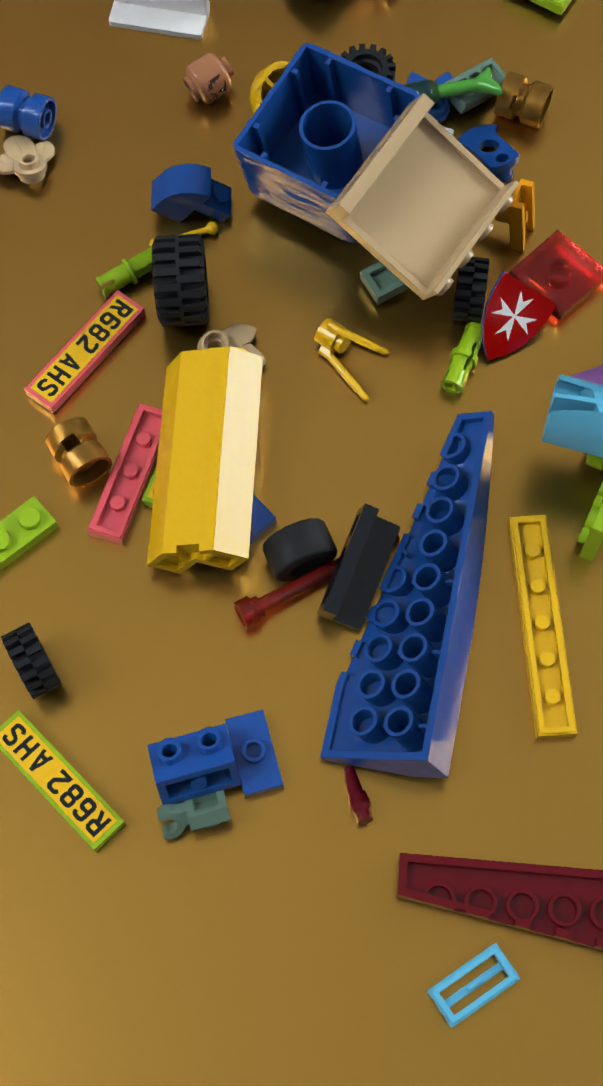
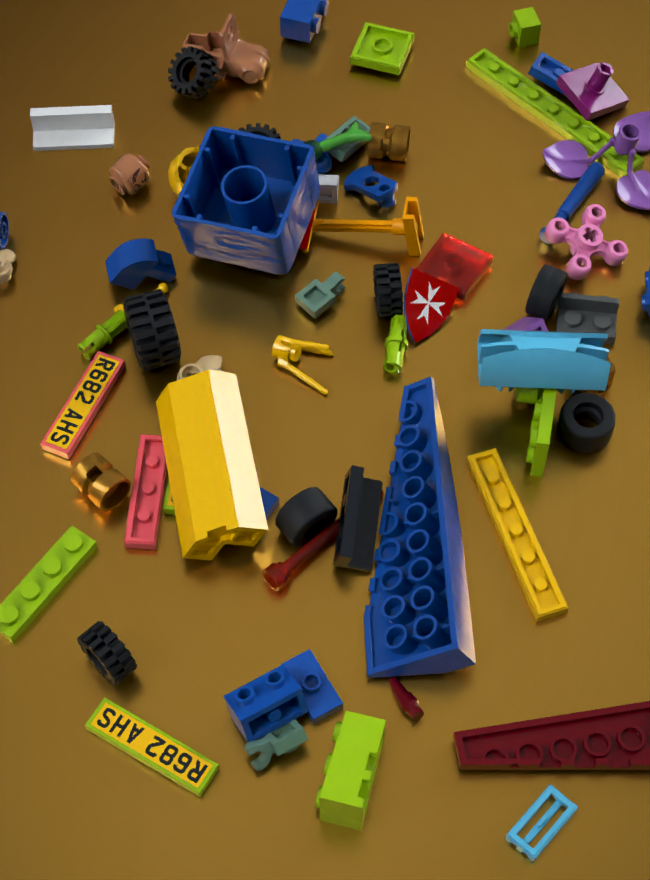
camera: 15 degrees left, 10 degrees down
(270, 867) = (351, 770): none -> lime wedge
(421, 201) = (334, 227): tan panel -> none

